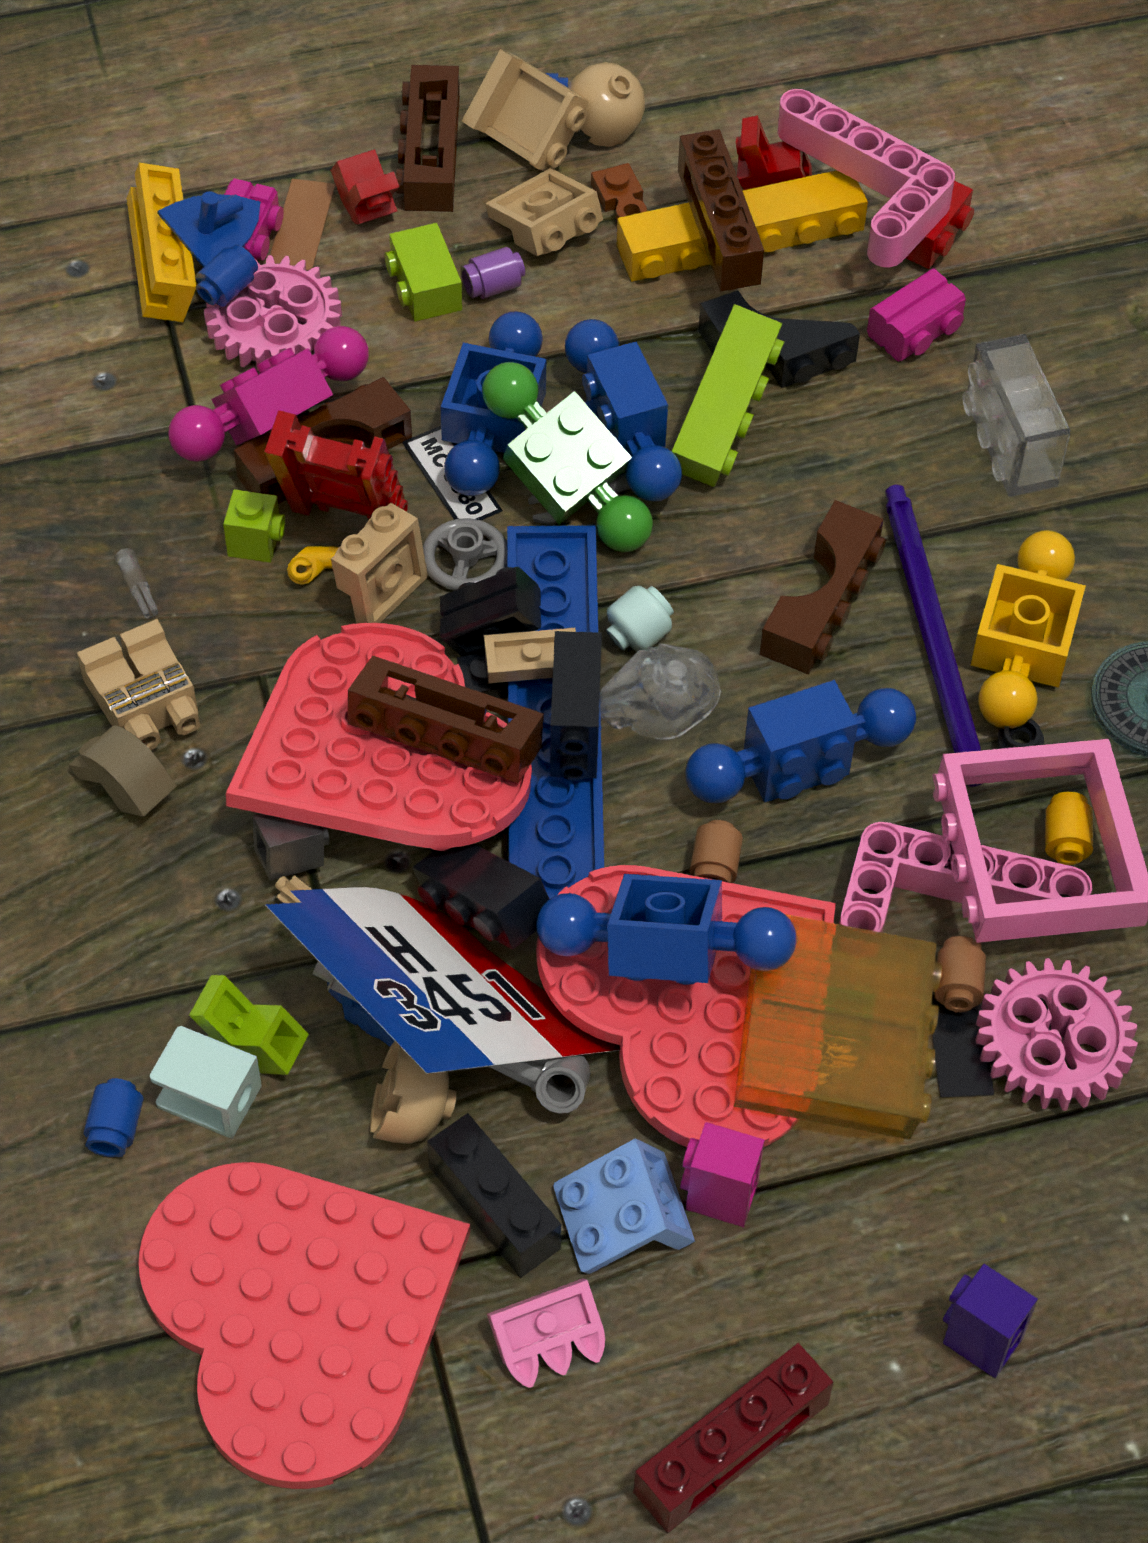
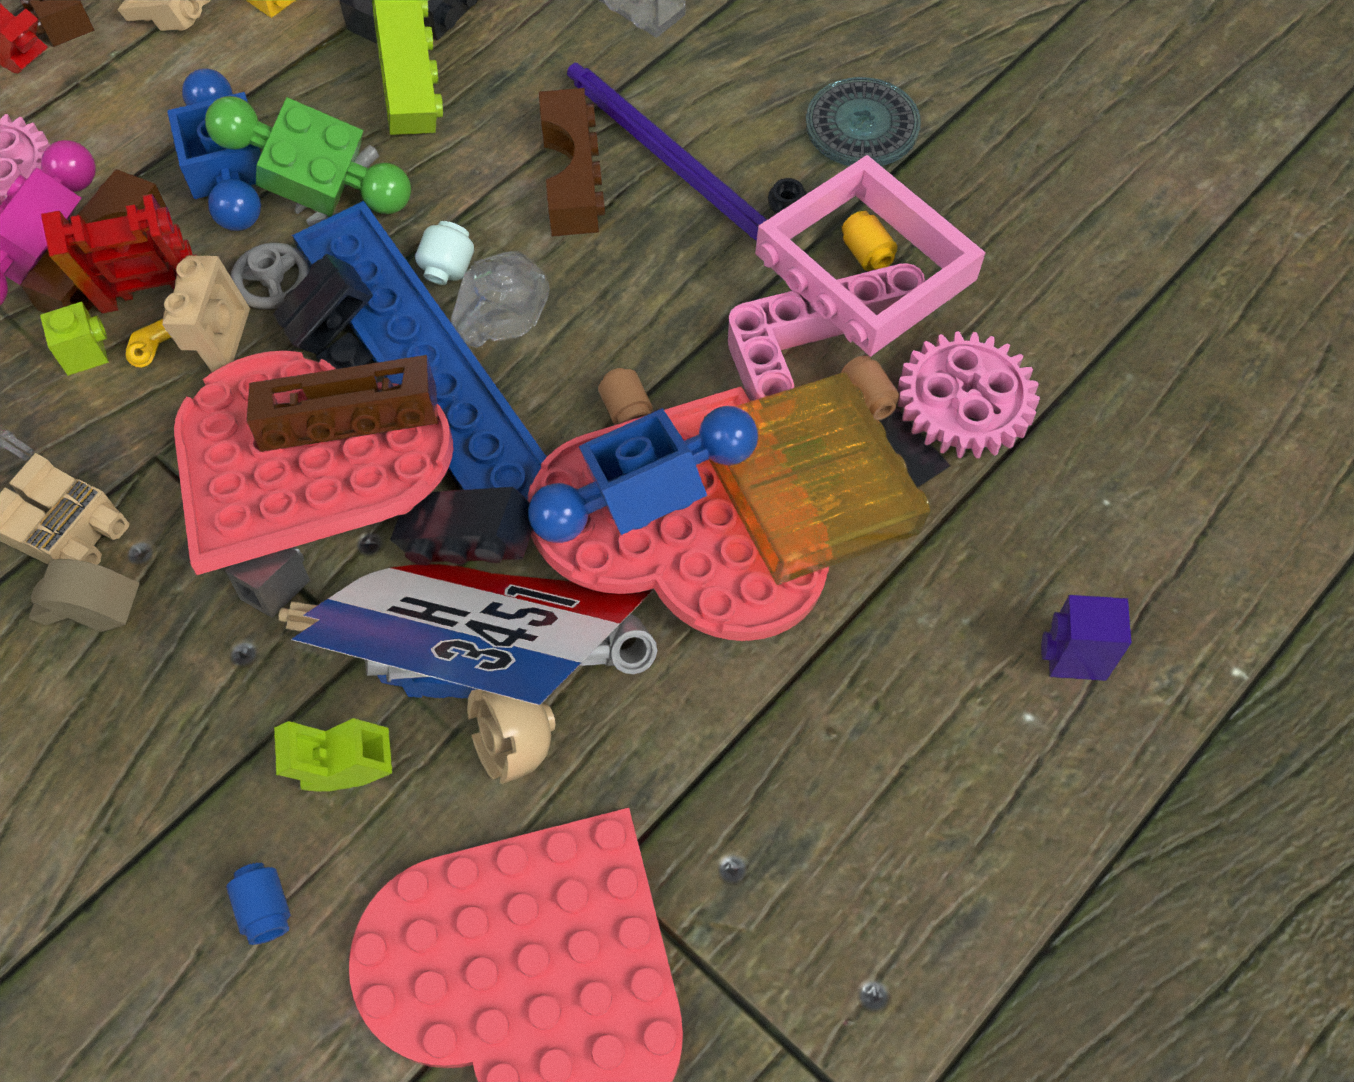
camera: 30 degrees left, 5 degrees up
(206, 1081) = (323, 821): light aqua piece -> none
(424, 272) = (99, 80): lime brick -> none
(430, 454) = (195, 216): sticker -> none
(492, 273) = (156, 56): medium lavender brick -> none
(494, 1195) = (634, 771): black brick -> none
(520, 655) = (379, 320): tan plate -> none
(547, 1327) = (750, 856): bright pink plate -> none
(575, 705) = (445, 336): black window -> none
(622, 1205) = (740, 719): light blue bracket -> none
(628, 403) = (334, 89): blue brick -> none
(722, 1173) = (809, 643): dark pink brick -> none
(732, 1437) = (960, 856): dark red brick -> none
(799, 743) = (634, 280): blue brick -> none
(1027, 628) = (741, 115): yellow brick -> none

